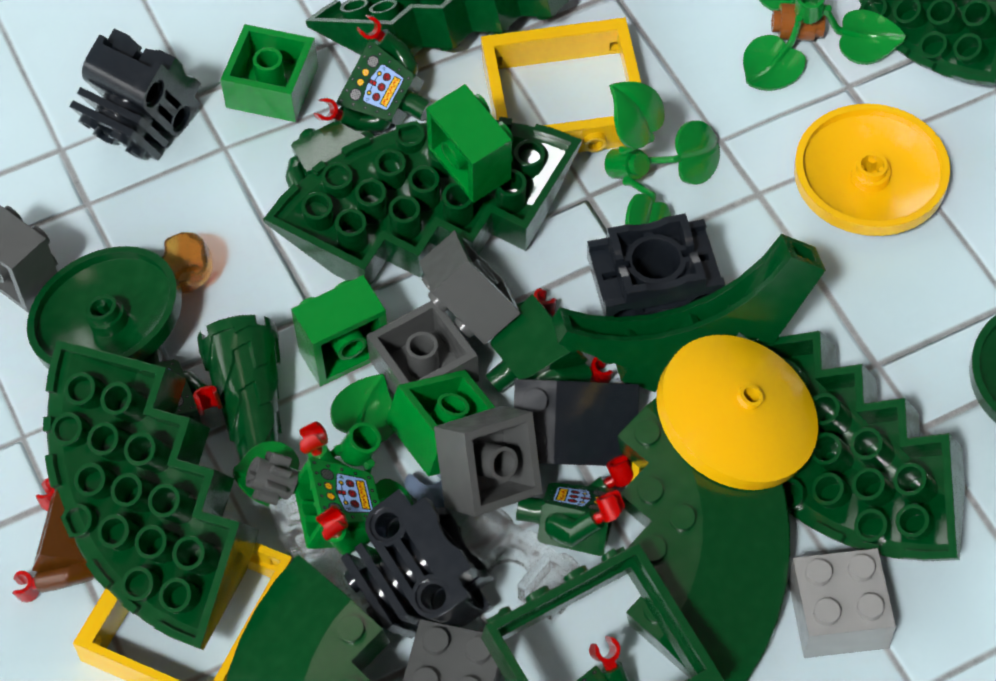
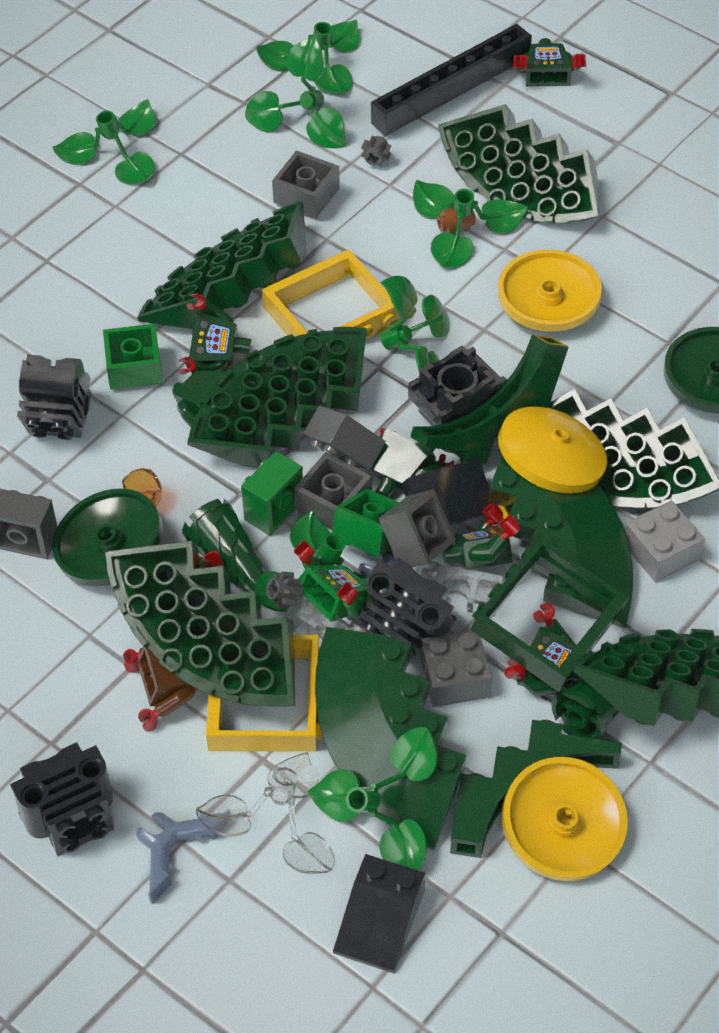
camera: 25 degrees left, 5 degrees down
(470, 142) = (304, 348): green brick -> none

